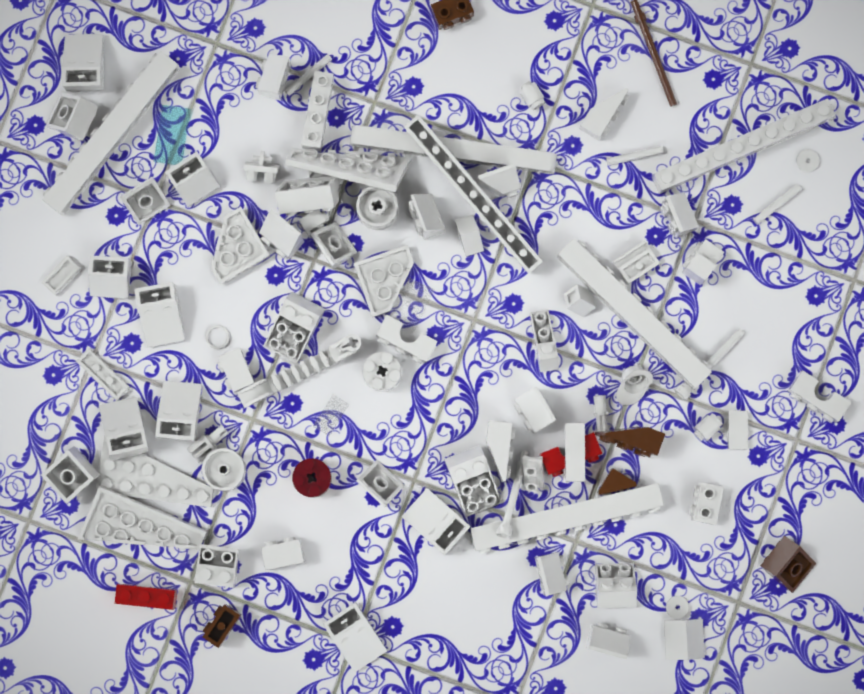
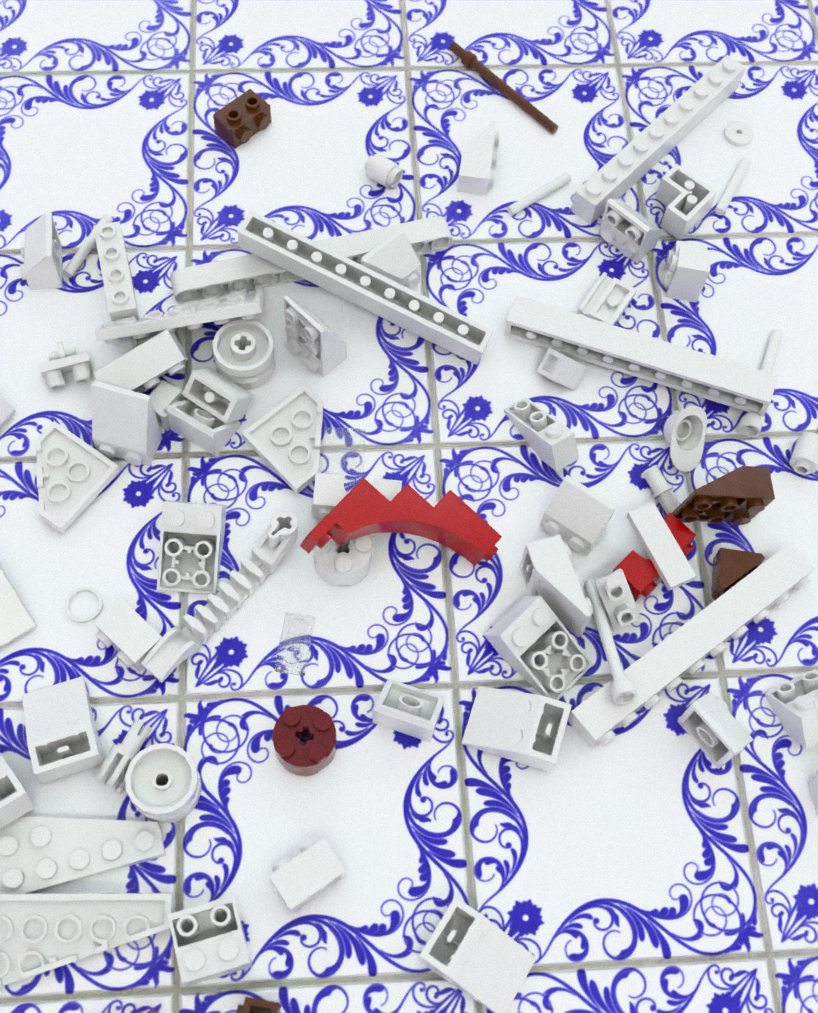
camera: 25 degrees left, 20 degrees down
(348, 231) = (217, 395): none -> white brick
(403, 358) = (369, 512): none -> red arch
(469, 235) = (382, 348): white slope -> none
(733, 208) = (686, 200): none -> white brick

